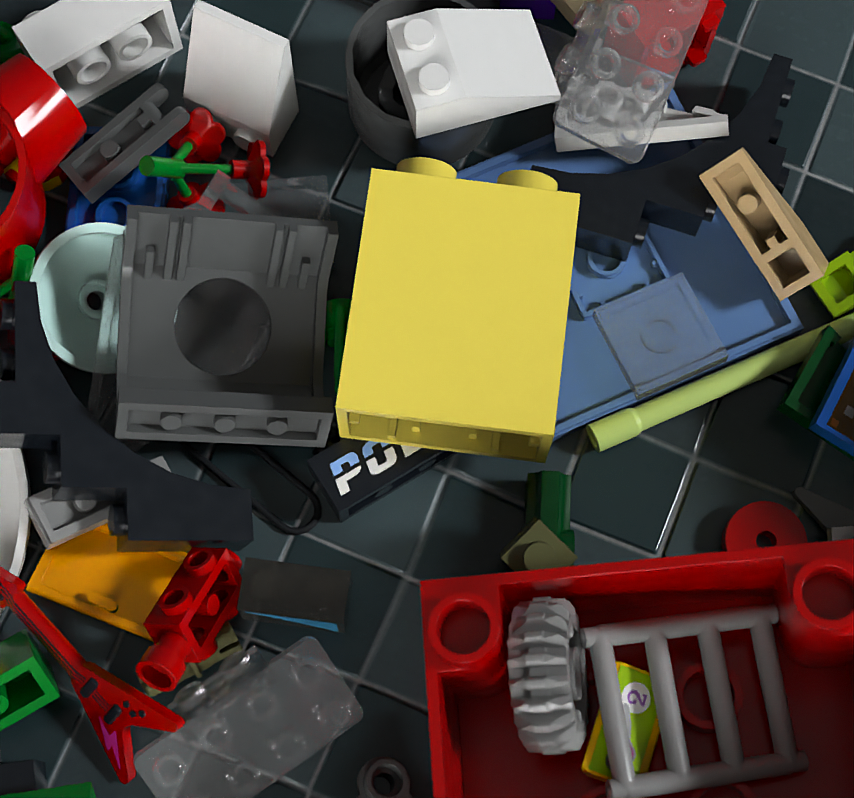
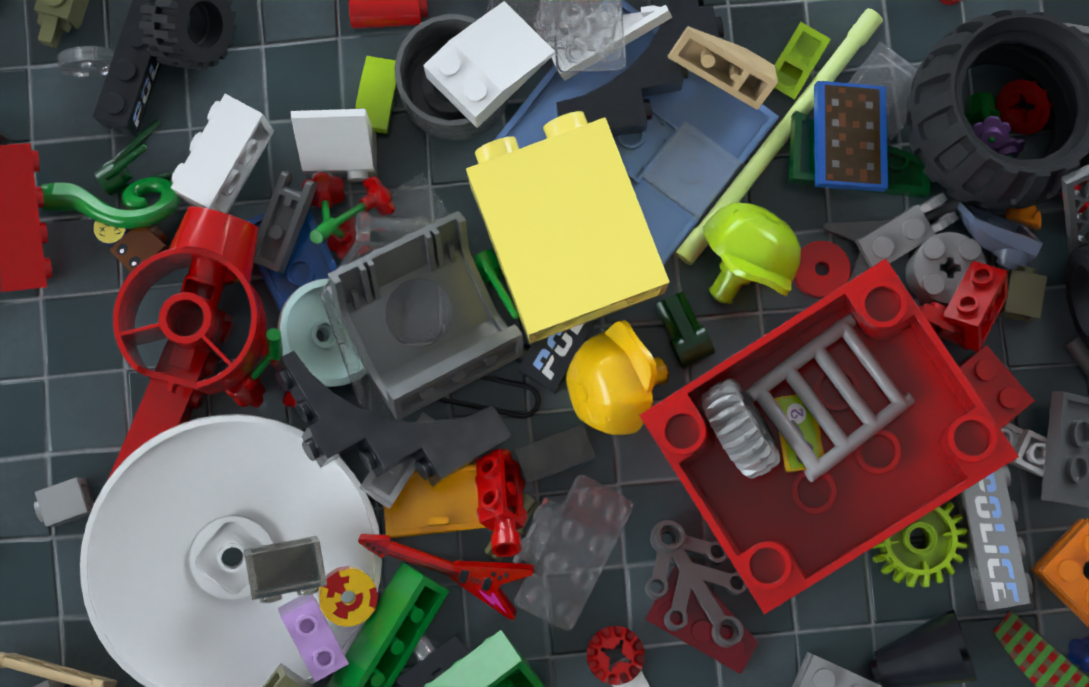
camera: 25 degrees left, 10 degrees up
(321, 63) = (377, 92): none -> lime slope
(417, 530) = (614, 380): none -> yellow piece
(536, 549) = (691, 355): olive brick -> none
(685, 459) = (752, 248): none -> lime piece

